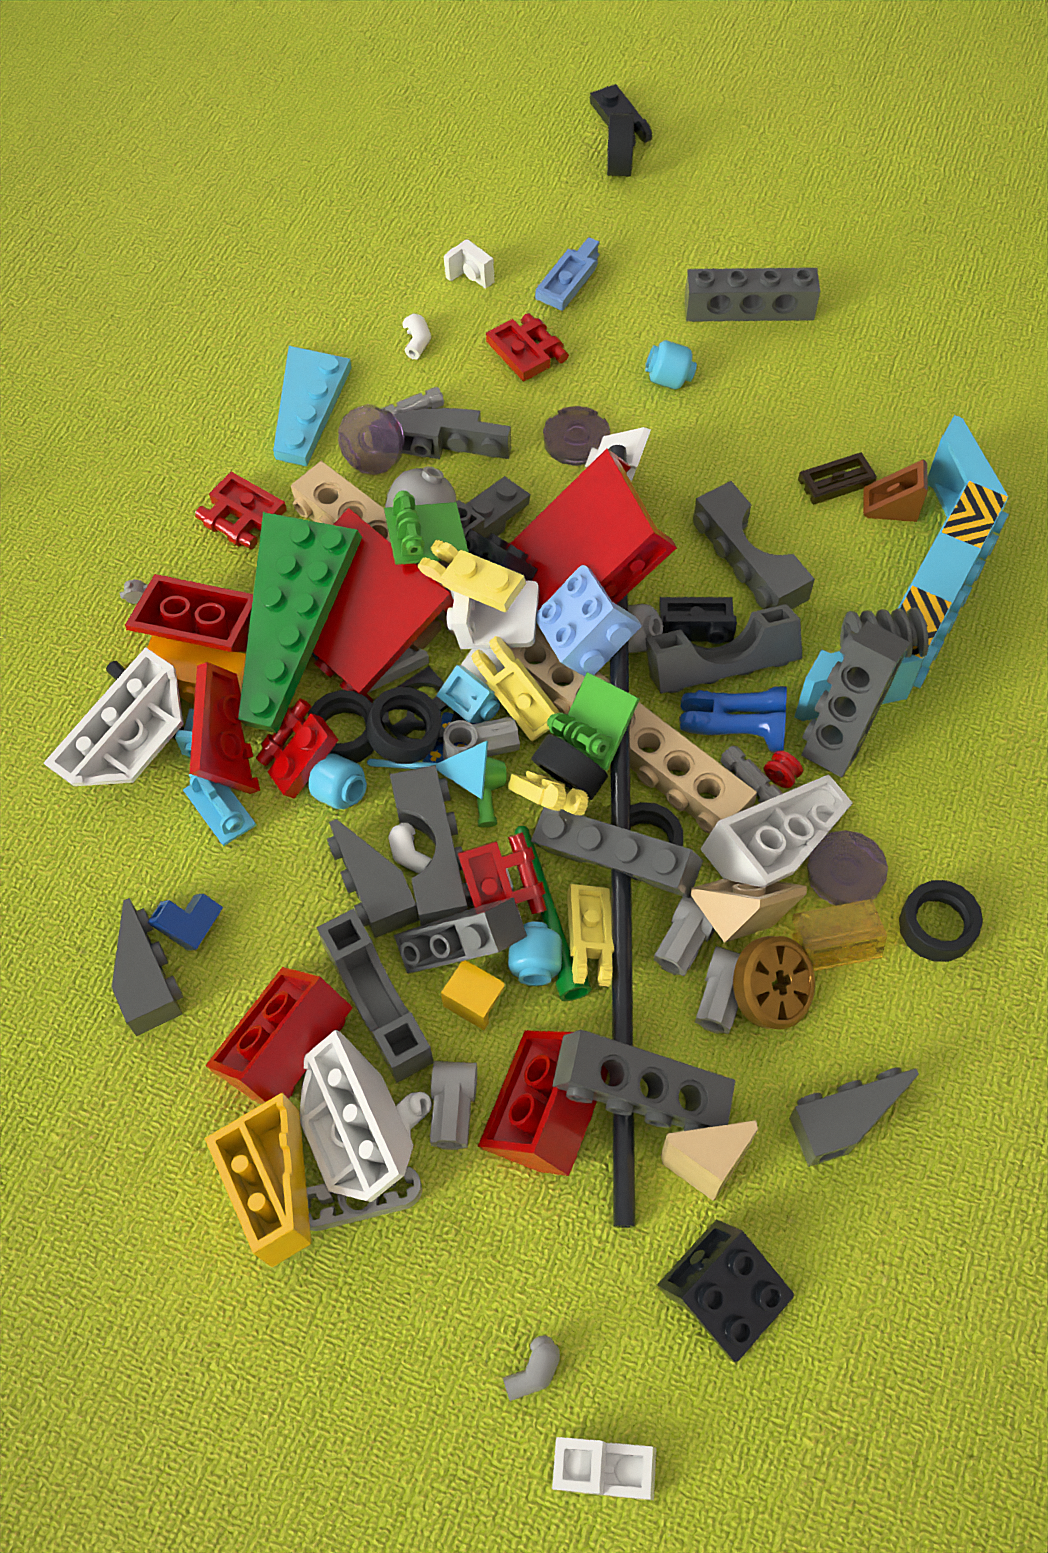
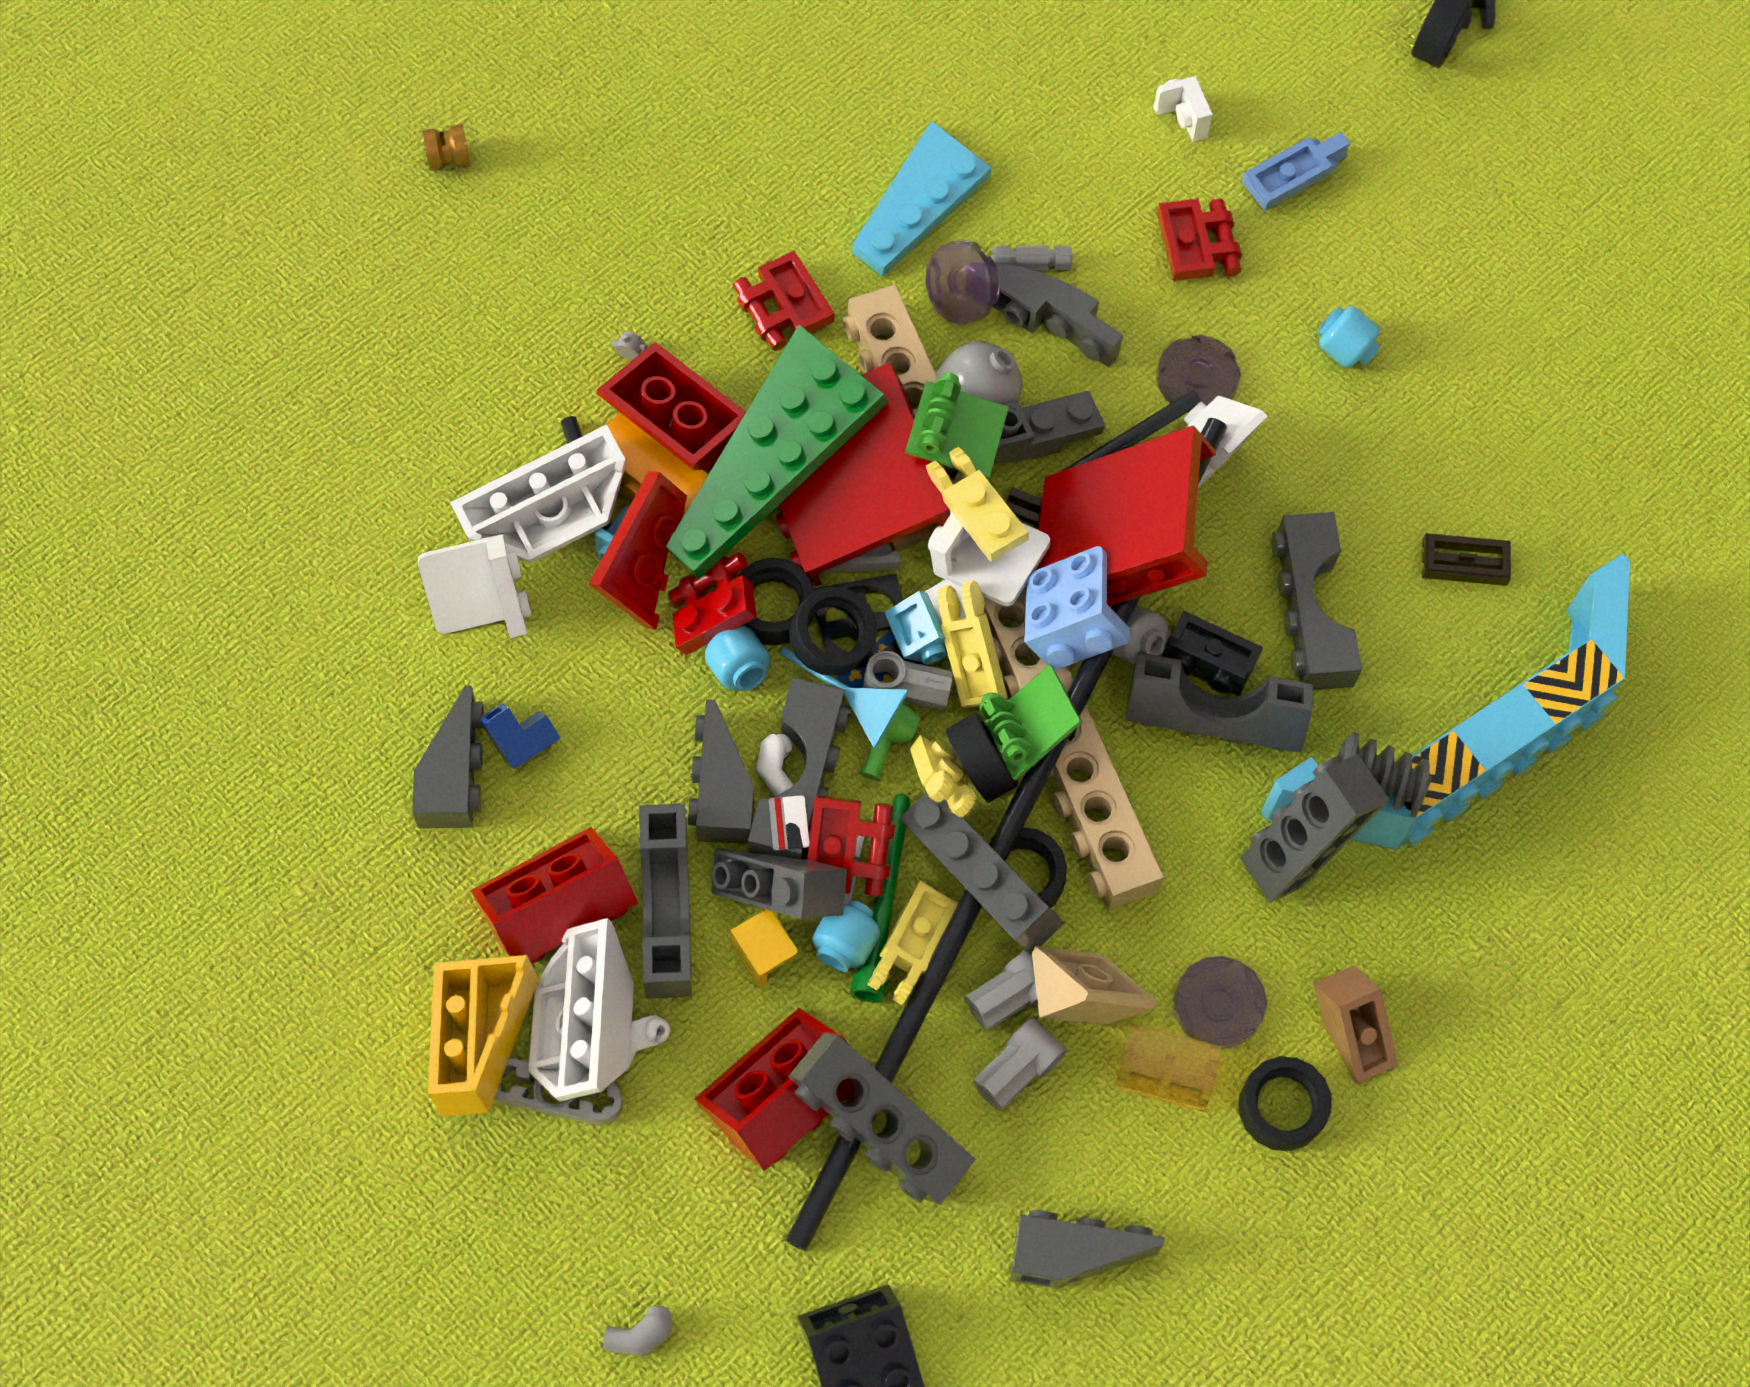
camera: 20 degrees right, 5 degrees up
(94, 819) = (474, 586): none -> white bracket
(219, 809) = (605, 632): medium azure hinge -> none
(420, 335) = (1086, 171): white arm -> none
(444, 885) = (788, 822): none -> sticker
(452, 1091) = (695, 1034): light grey piece -> none
(495, 551) = (1022, 485): black bracket -> none
(562, 480) = (1144, 428): none -> black bar
(708, 714) = (1220, 811): blue piece -> none
(708, 1154) = (910, 1219): tan slope -> none
(749, 773) = (1174, 857): light grey axle -> none
(751, 294) = (1492, 289): dark grey brick -> none
(753, 977) = (1058, 1061): pearl gold wheel -> none
(776, 835) = (1162, 932): white wedge -> none
(783, 769) = (1211, 864): red bush -> none
(898, 494) = (1517, 611): dark orange slope -> none
(957, 833) = (1356, 1022): none -> medium nougat slope

